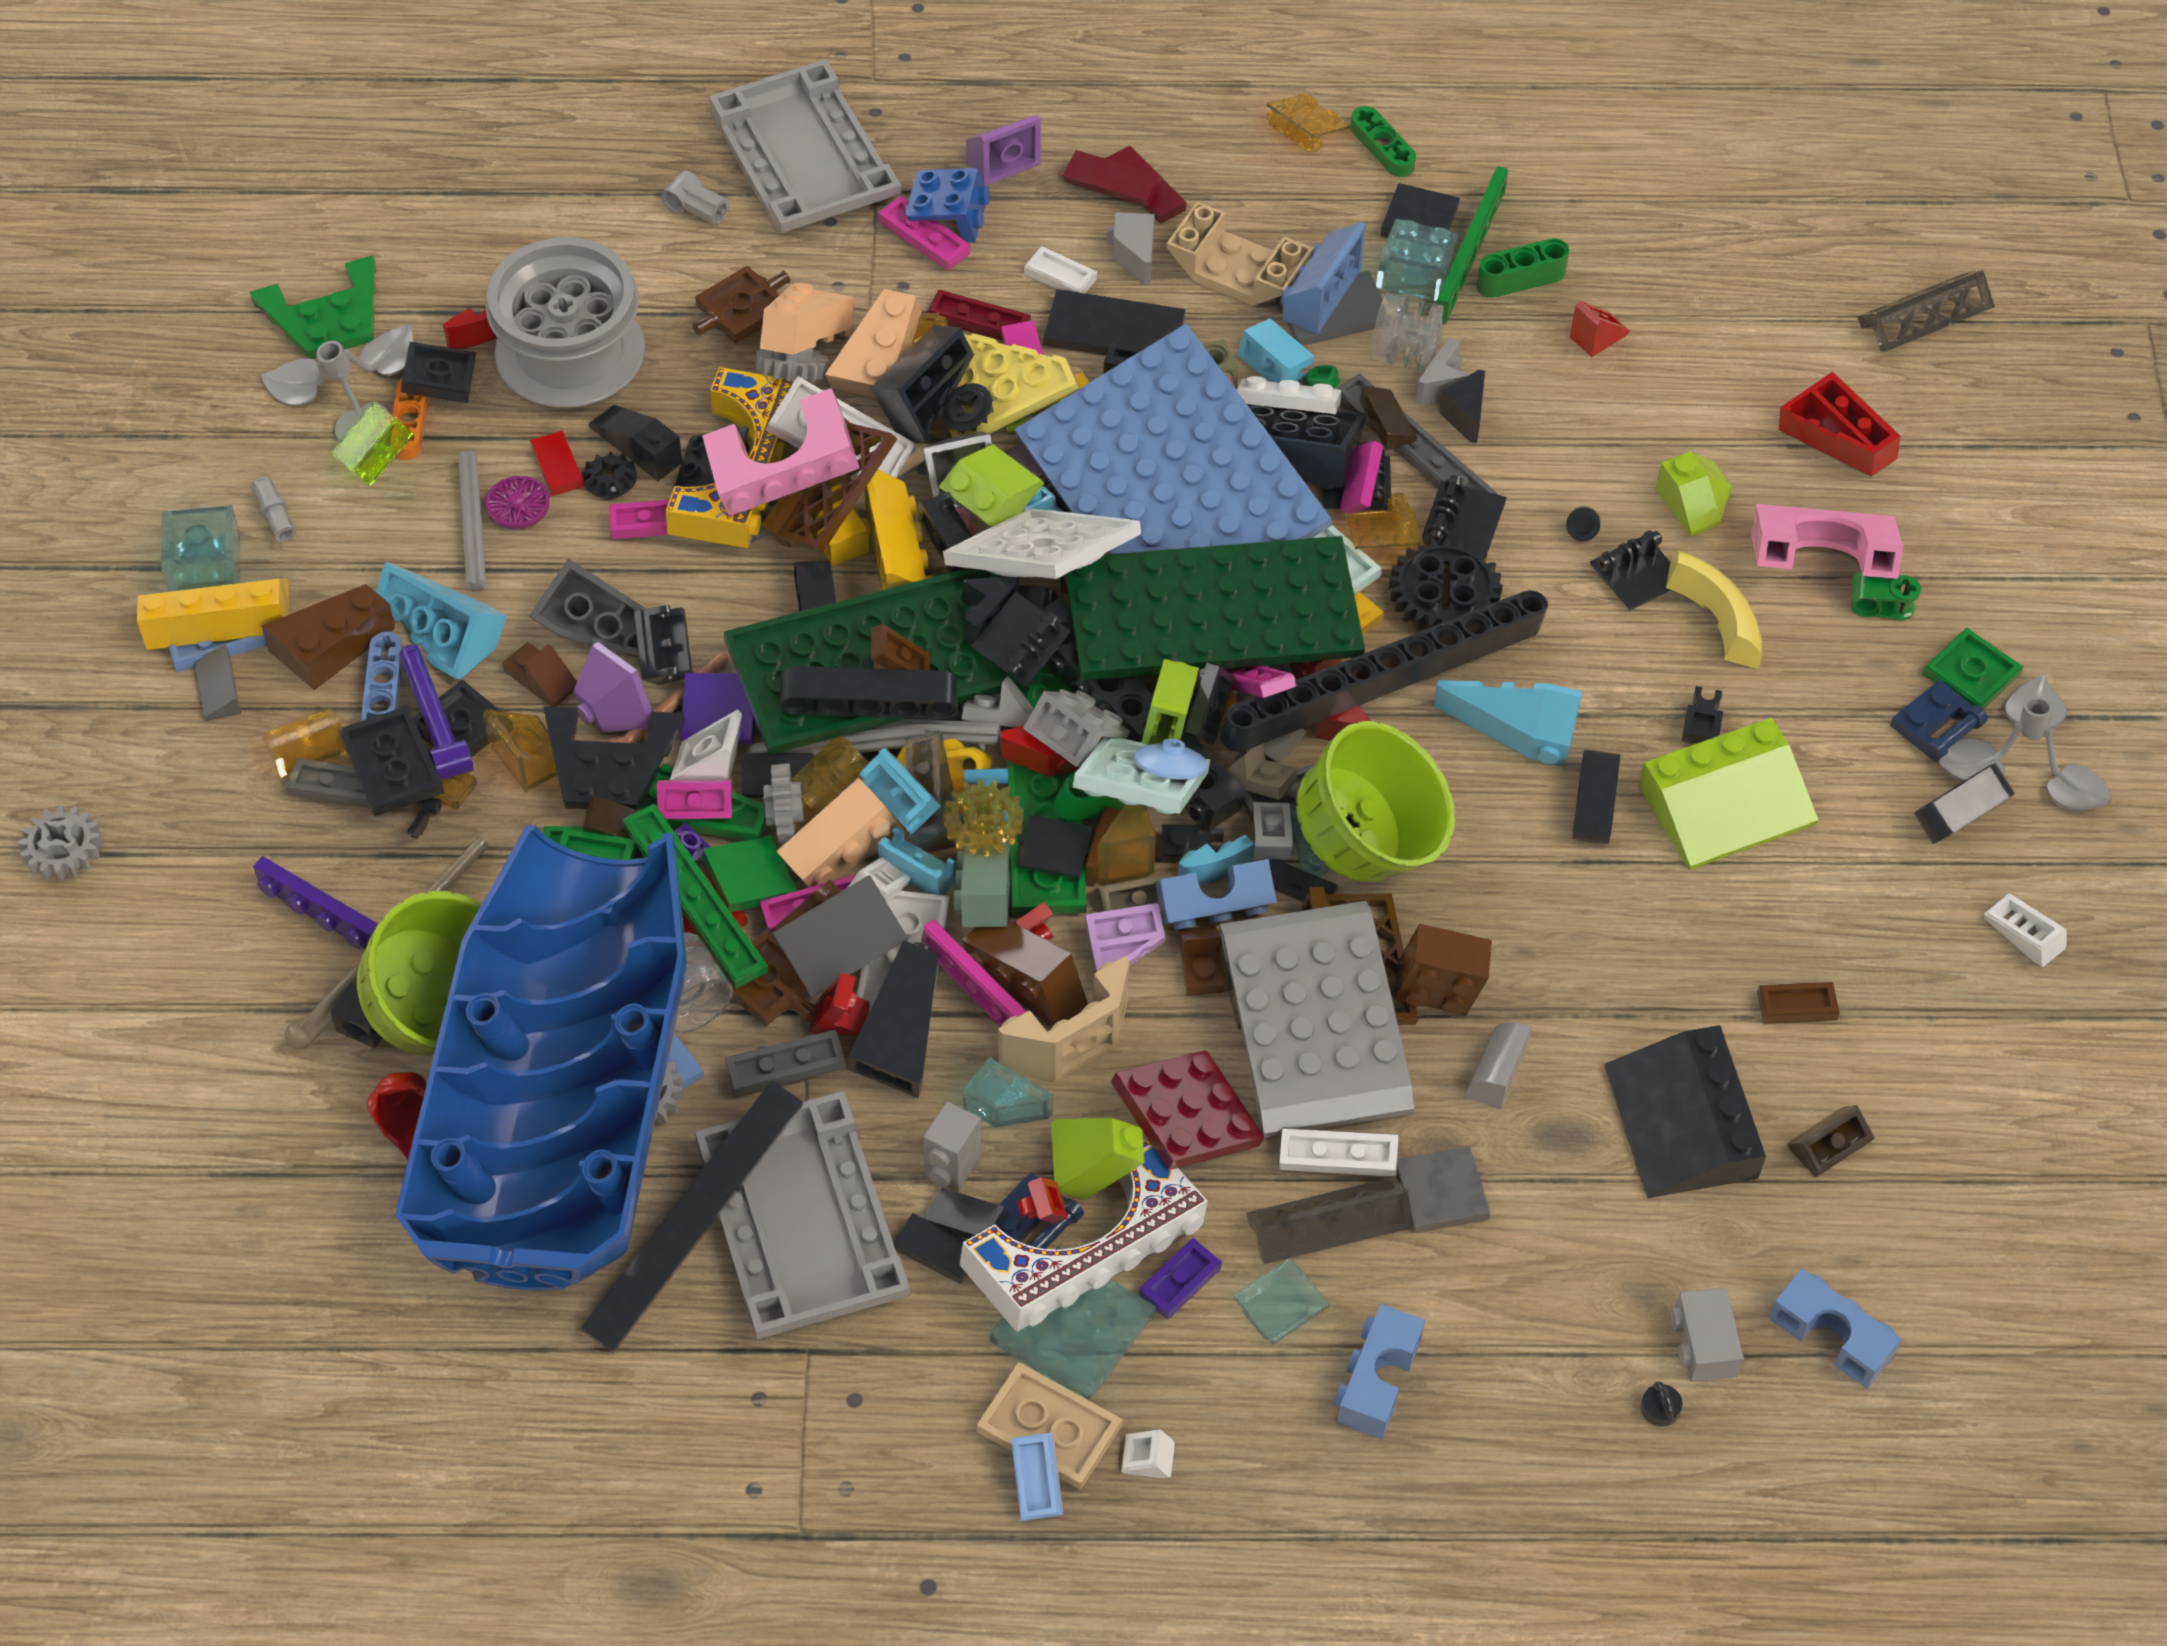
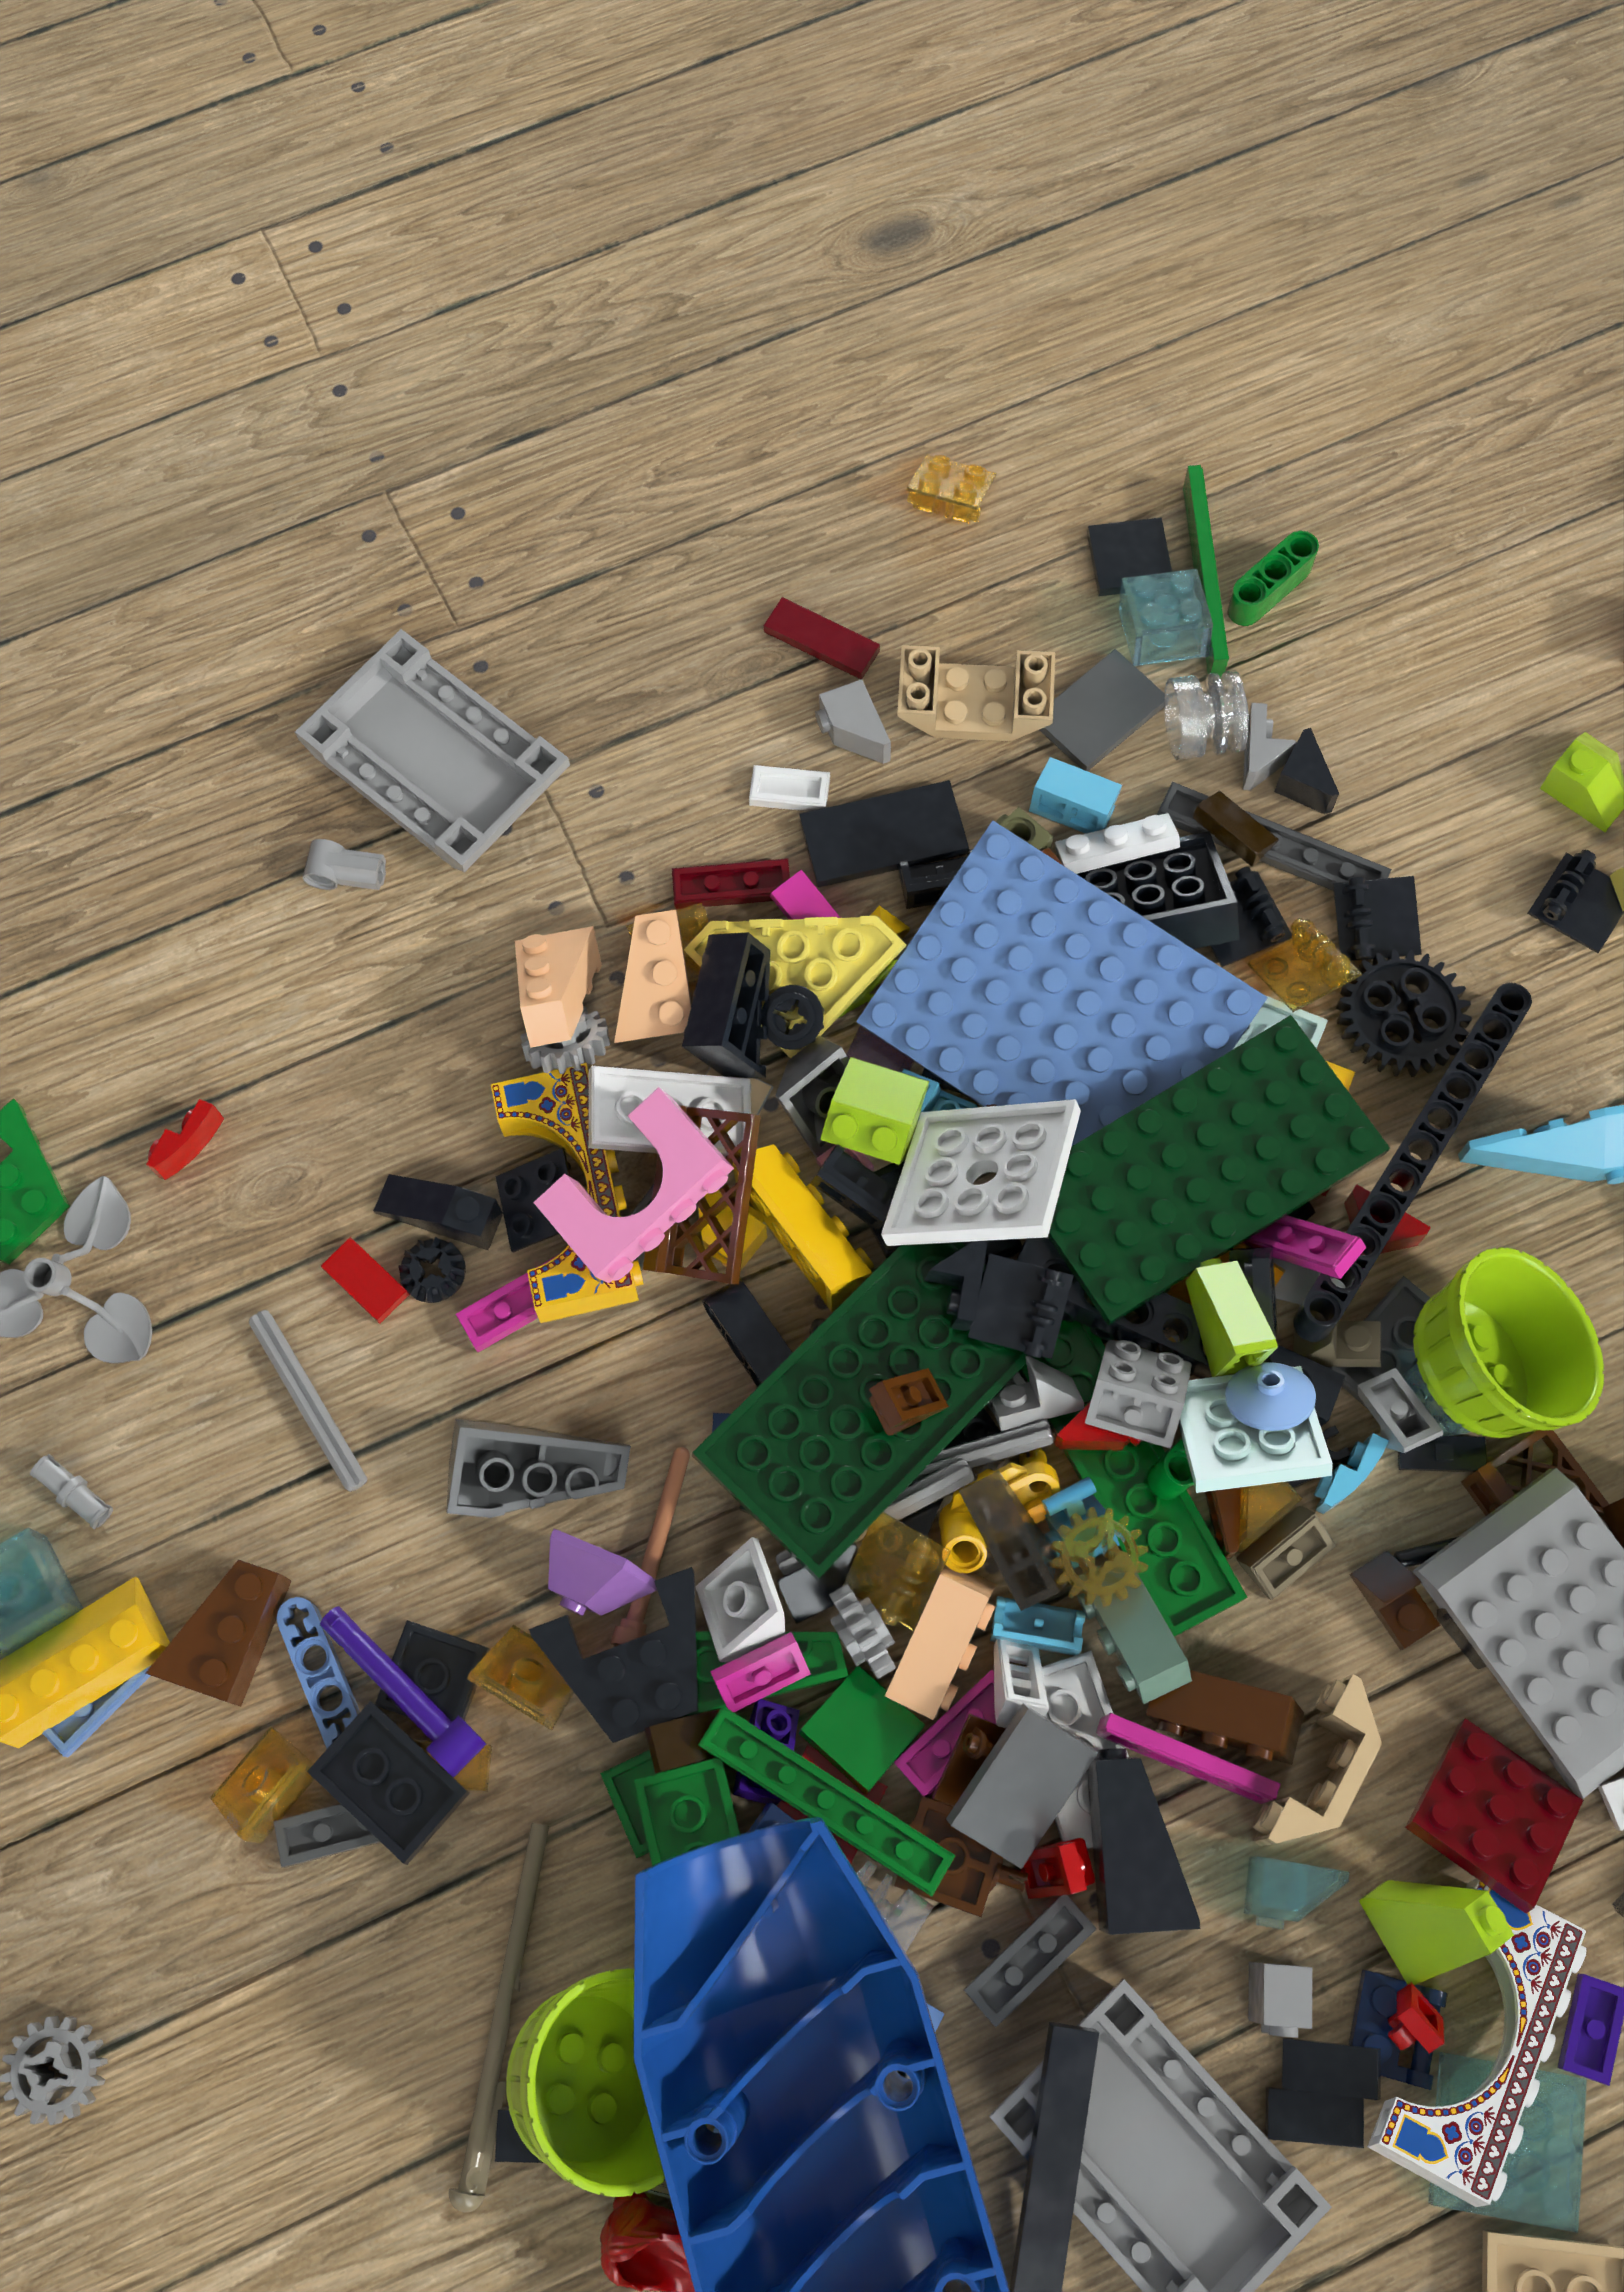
camera: 20 degrees left, 15 degrees up
(217, 684) = (127, 1757): dark grey slope -> none
(308, 899) = (378, 2008): dark purple plate -> none
(372, 443) = (143, 1358): clear neon green hinge -> none
(419, 406) = (143, 1272): orange beam -> none
(430, 805) = (458, 1833): black piece -> none
(438, 372) = (170, 1224): black tile -> none
(446, 623) = (354, 1553): medium azure wedge -> none
(517, 502) = (347, 1352): magenta wheel -> none
(541, 673) = (490, 1569): reddish brown slope -> none
(565, 322) = (258, 1071): light grey wheel -> none
(663, 644) = (617, 1480): black hinge -> none
(711, 698) = (711, 1527): dark purple tile -> none
(738, 303) = (465, 982): reddish brown plate -> none
(868, 692) = (894, 1459): black beam -> none
(899, 790) = (995, 1568): medium azure hinge -> none
(926, 236) = (618, 803): dark pink plate -> none
(950, 196) = (626, 751): blue bracket -> none
(1005, 149) = (653, 662): medium lavender slope -> none
(1035, 921) = (1203, 1649): red tile -> none
(1054, 847) = (1178, 1540): black piece -> none
(1112, 178) = (787, 648): dark red tile -> none
(1123, 933) = (1303, 1617): lavender wing -> none
(1248, 889) = (1406, 1501): medium blue arch -> none
(1323, 375) = (1137, 804): green tile -> none
(1324, 278) = (1085, 683): medium blue slope -> none
(1361, 477) = (1256, 920): dark pink tile -> none
(1382, 129) = (1038, 465): green beam -> none
(1583, 523) = (1500, 869): black tile -> none
(1595, 328) = (1385, 622): red slope -> none

